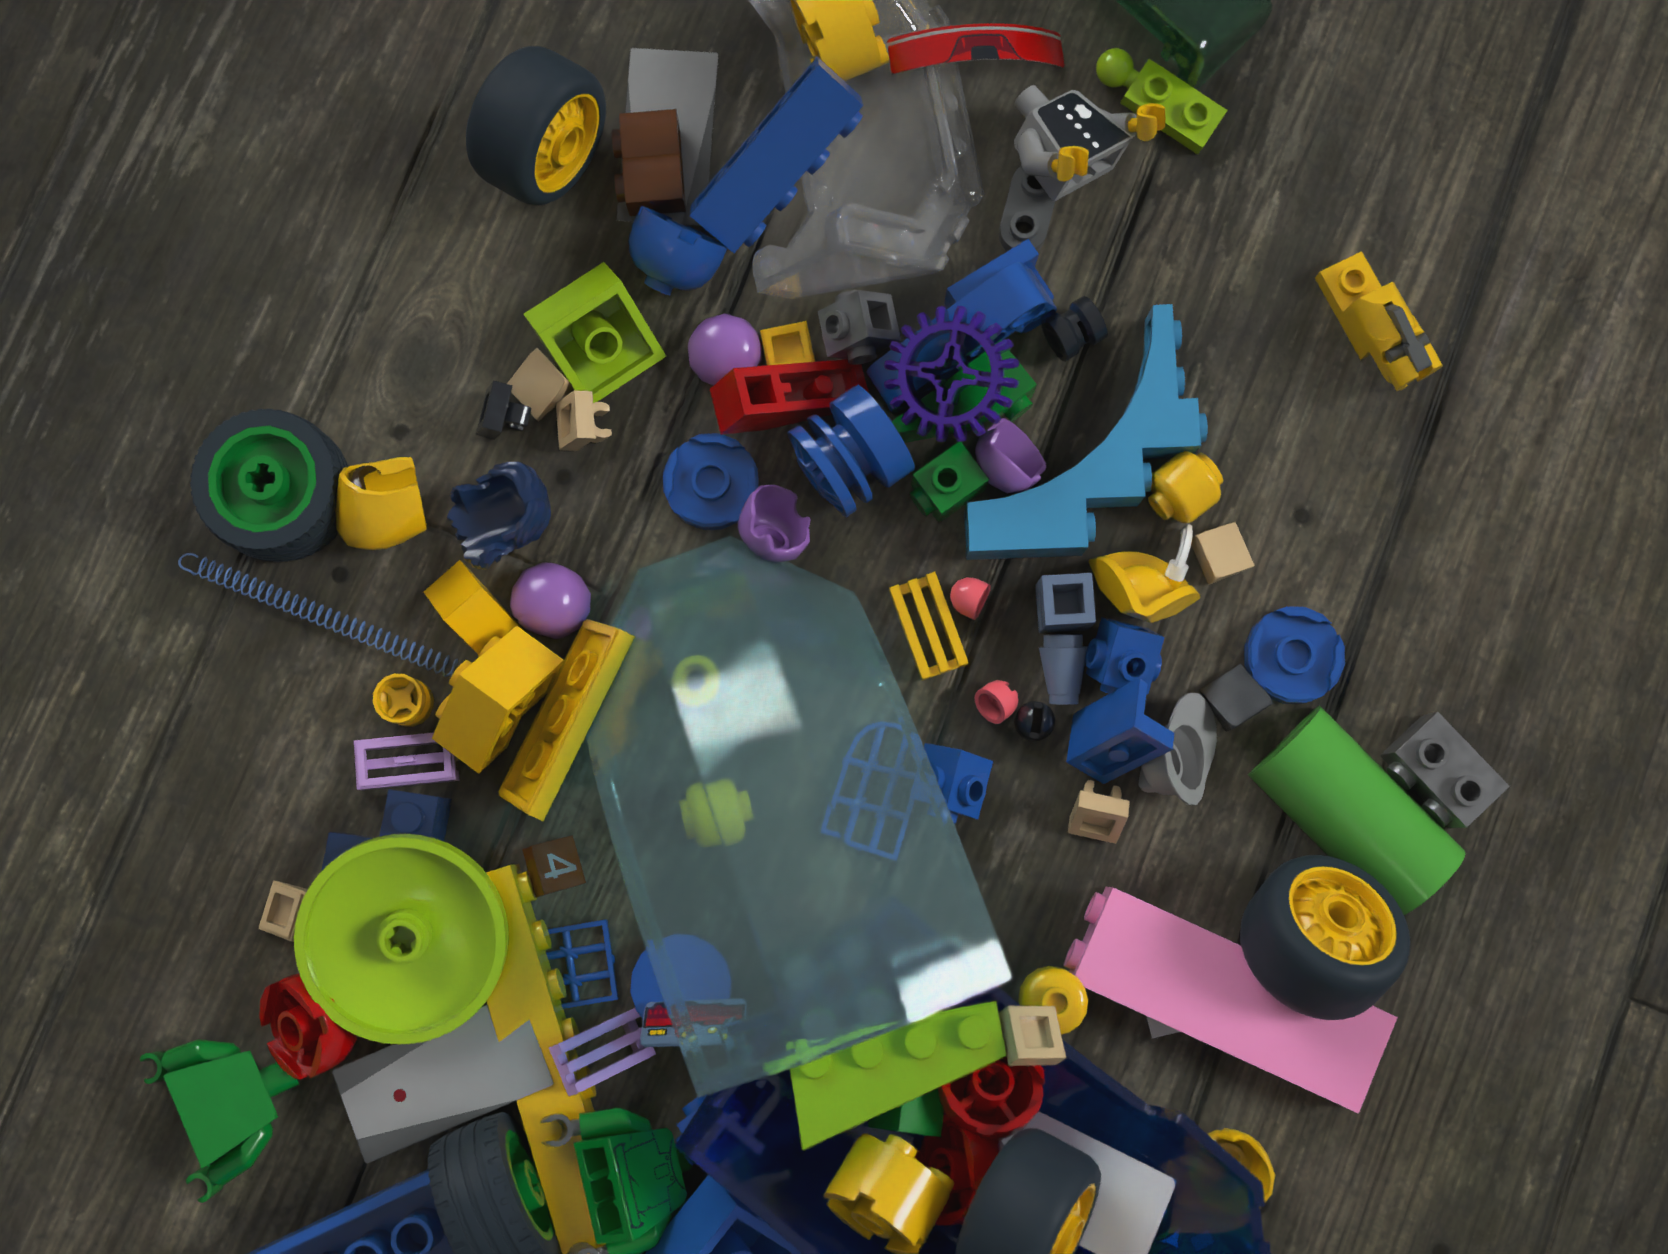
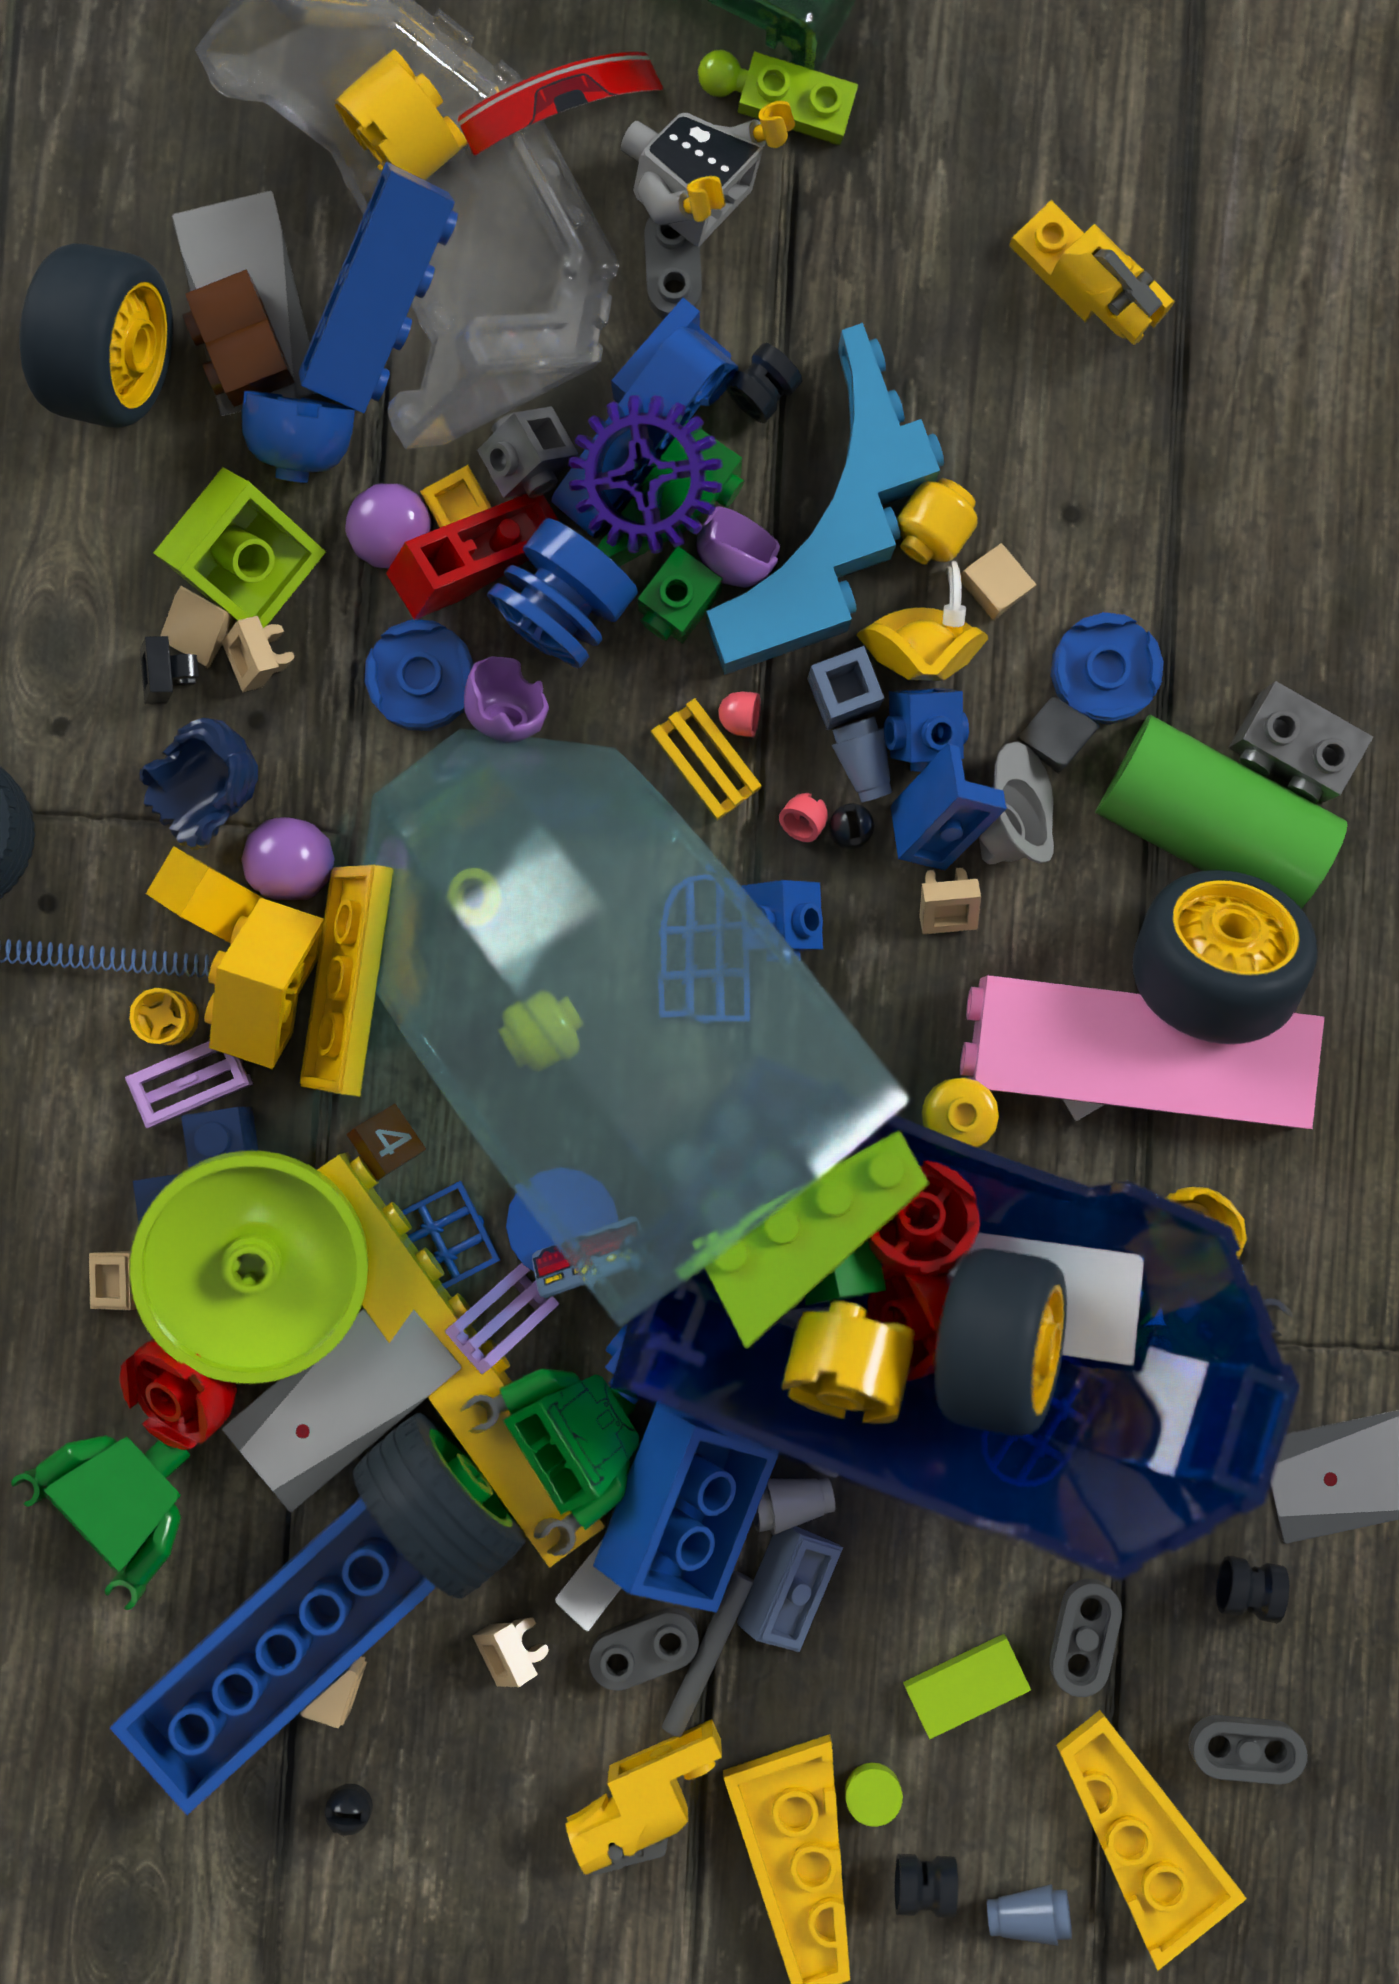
camera: 25 degrees left, 5 degrees up
(379, 504) = (65, 812): yellow piece -> none
(1031, 1035) = (948, 1154): tan tile -> none

